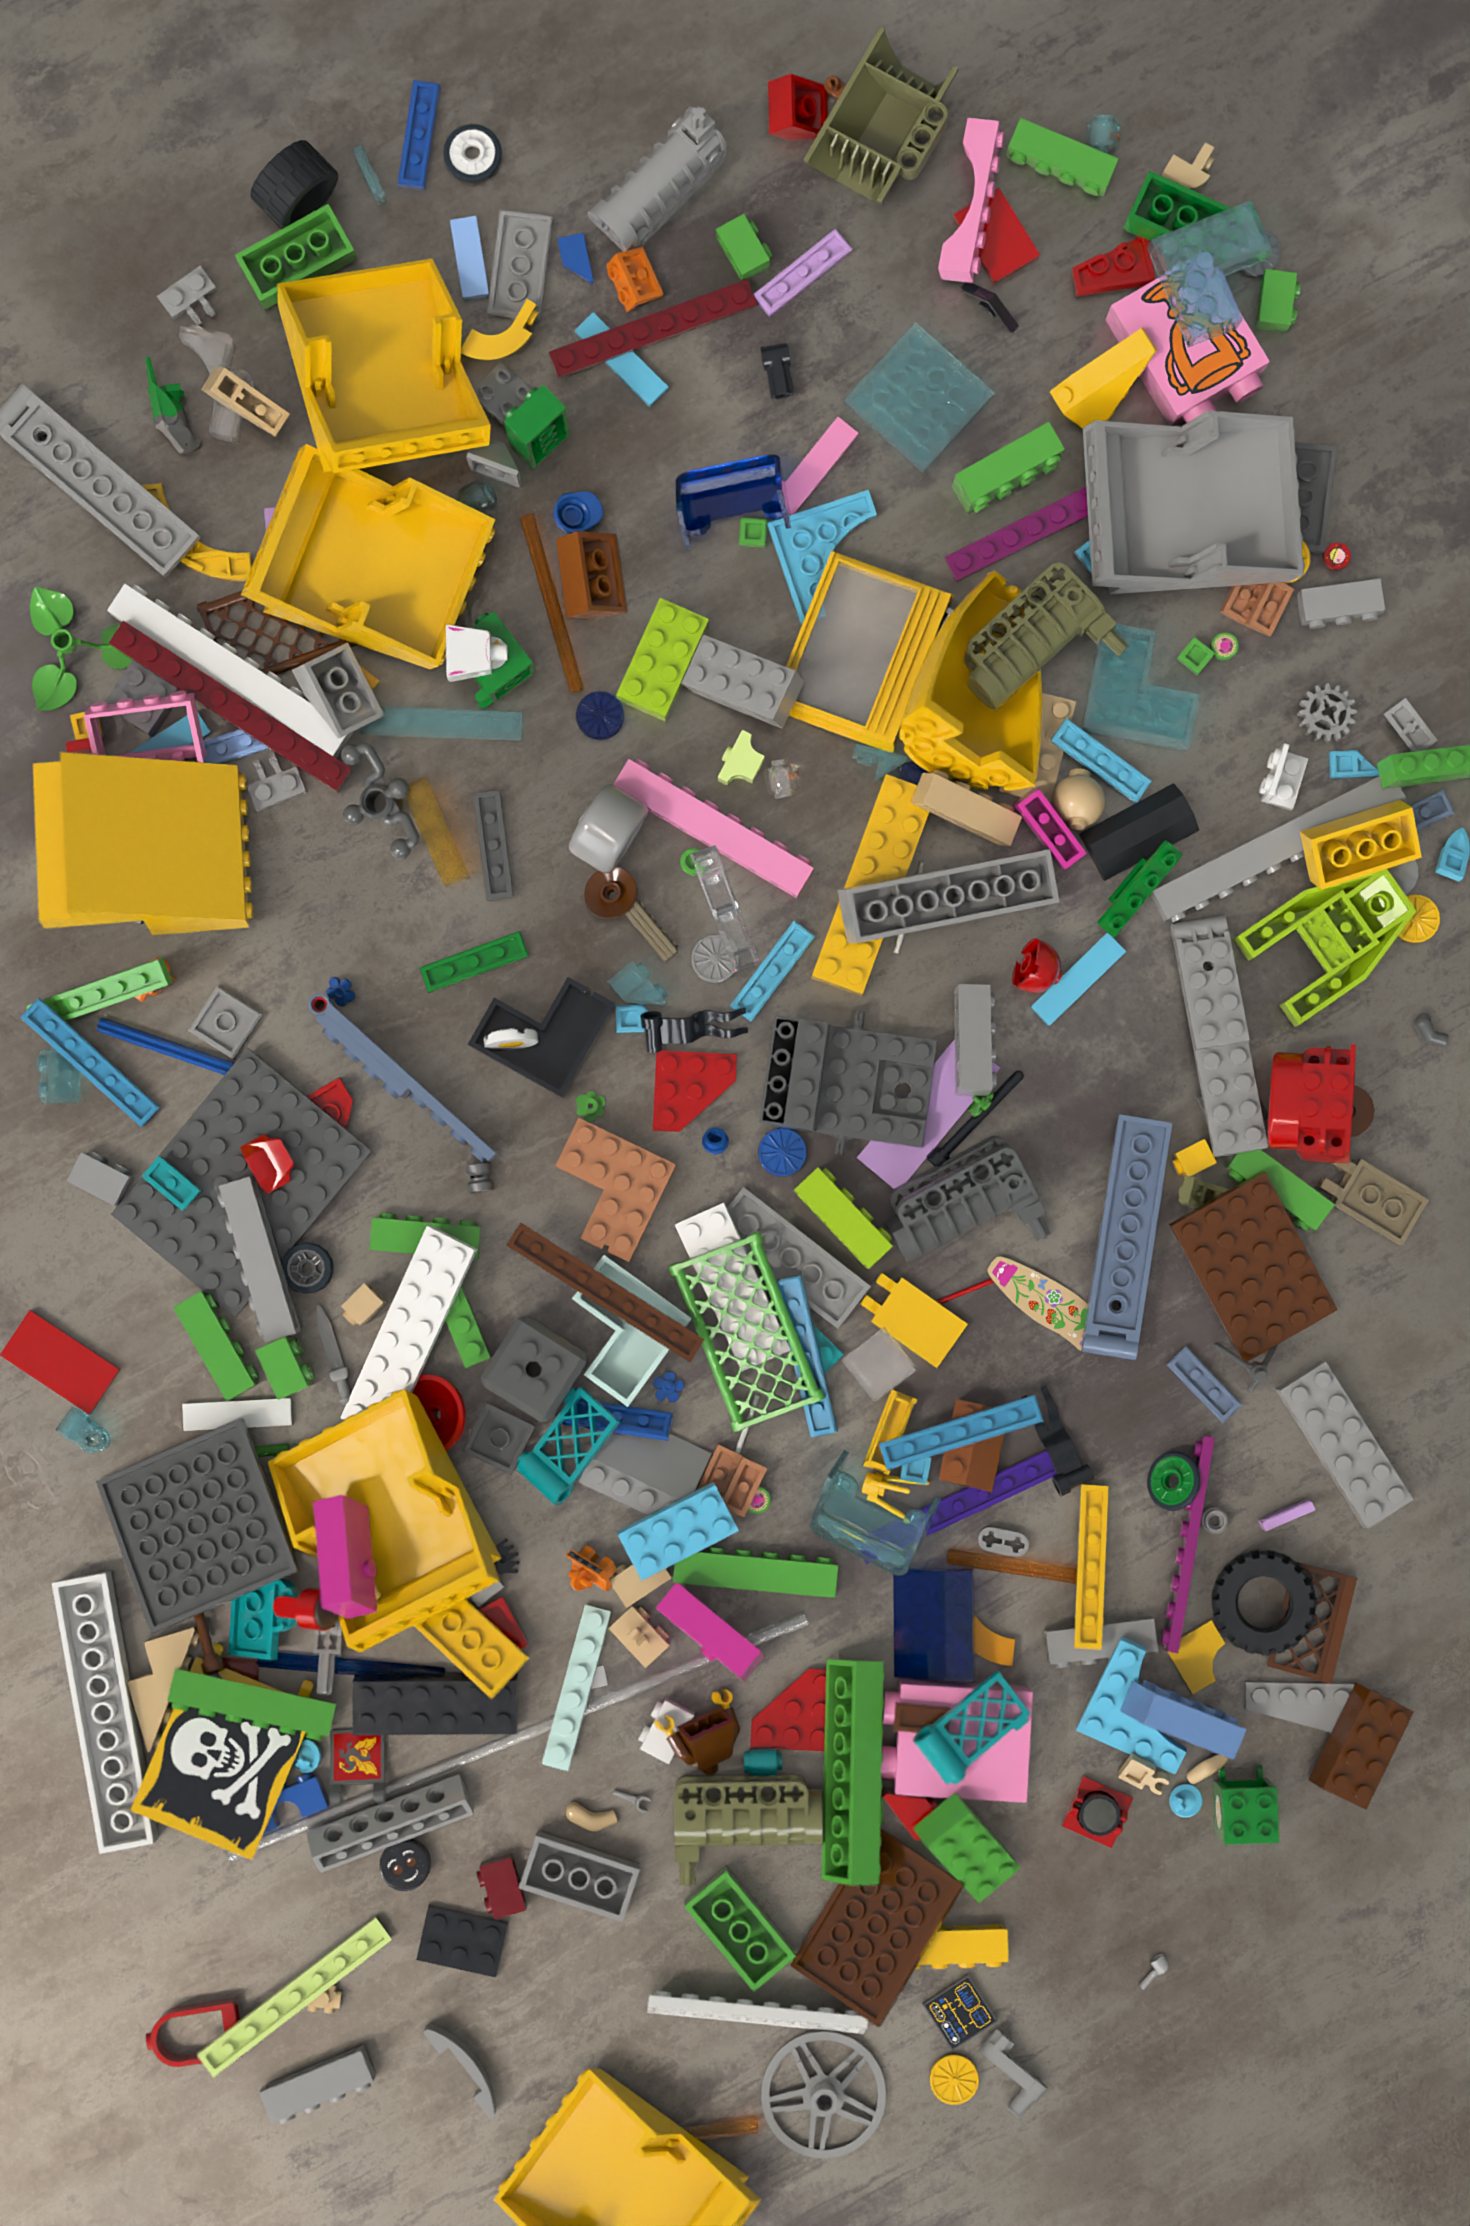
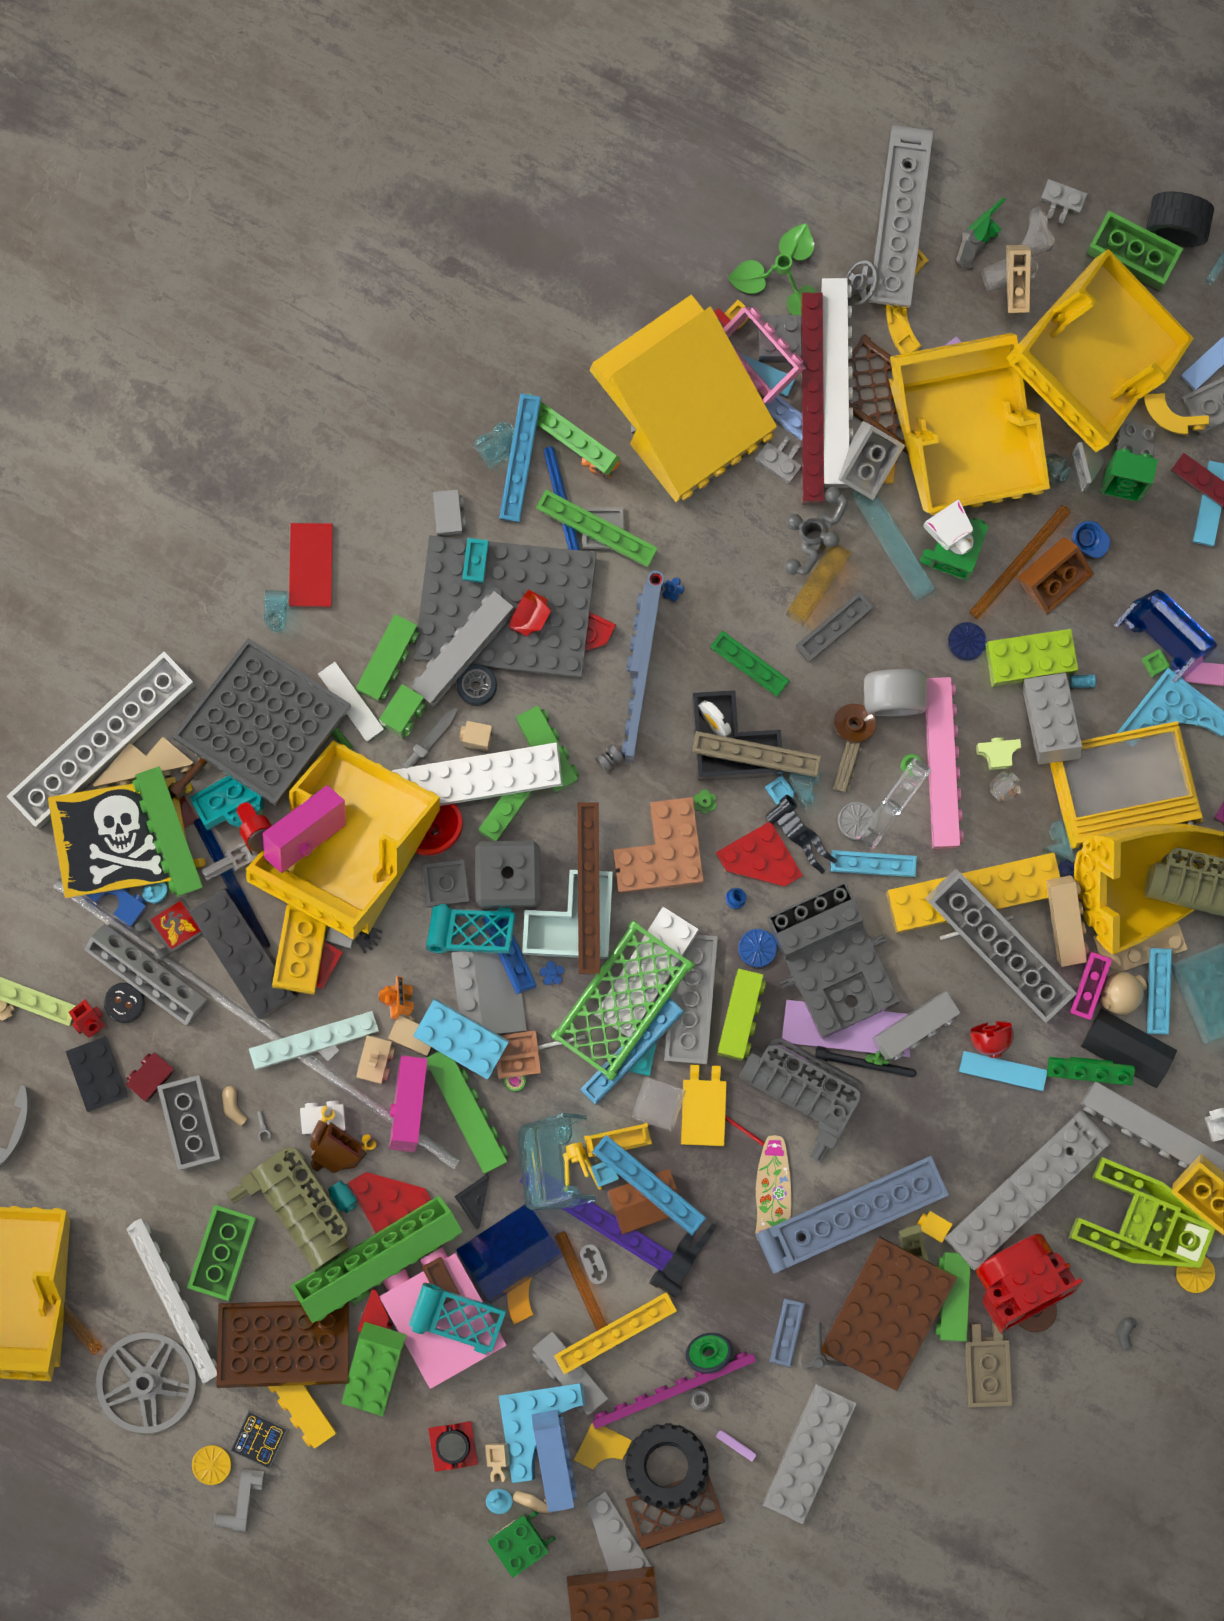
camera: 60 degrees right, 5 degrees down
(138, 572) = (860, 282): none -> flat silver wheel
(221, 1030) = (596, 528): none -> bright green plate
(396, 1916) = (87, 1018): none -> red brick
(578, 1019) = (756, 754): none -> dark tan tile
(722, 622) = (1083, 680): none -> medium azure piece
(853, 1625) = (473, 1200): none -> black tile
(1160, 1966) = (376, 1556): light grey hand -> none

